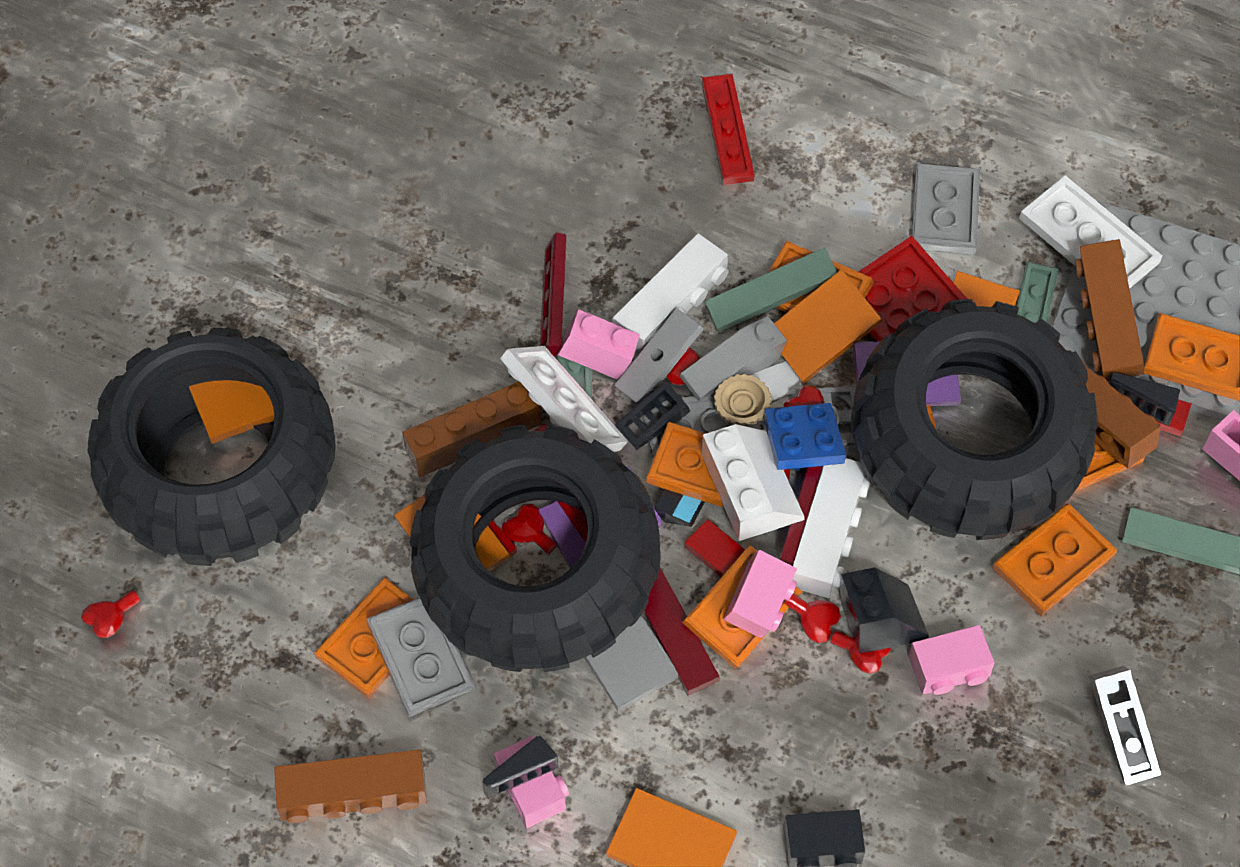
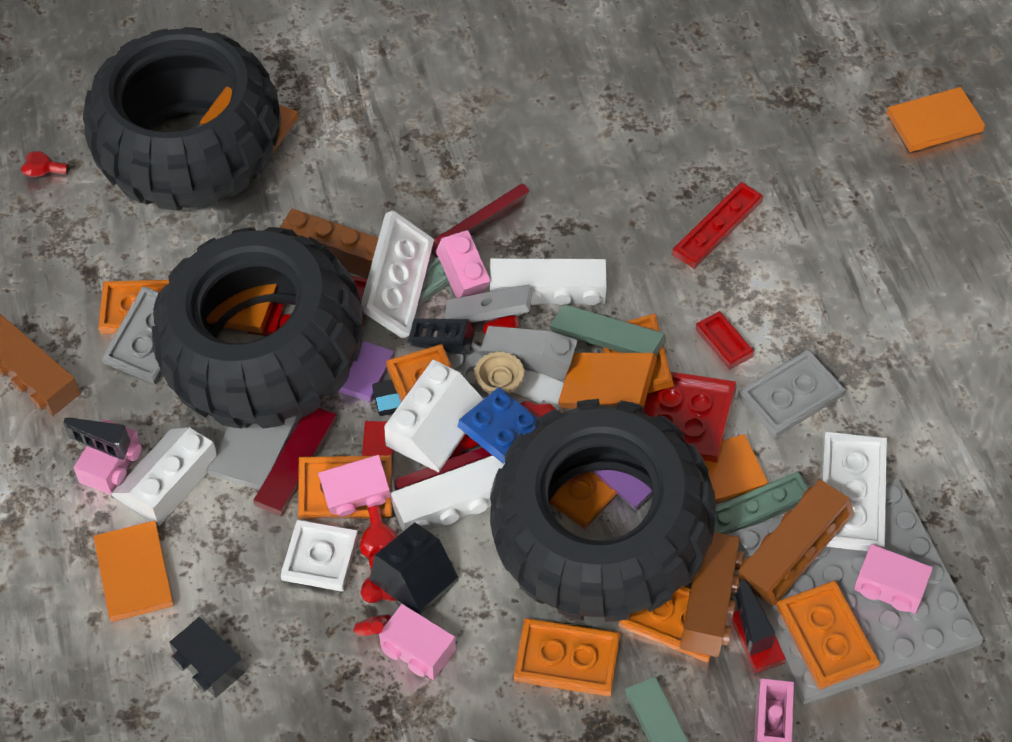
camera: 50 degrees right, 5 degrees down
(590, 744) = (167, 474): none -> white slope
(794, 676) = (319, 555): none -> white plate
(849, 214) = (724, 340): none -> red tile
(906, 682) = (371, 625): none -> red rock
(1194, 273) = (893, 579): none -> bright pink brick

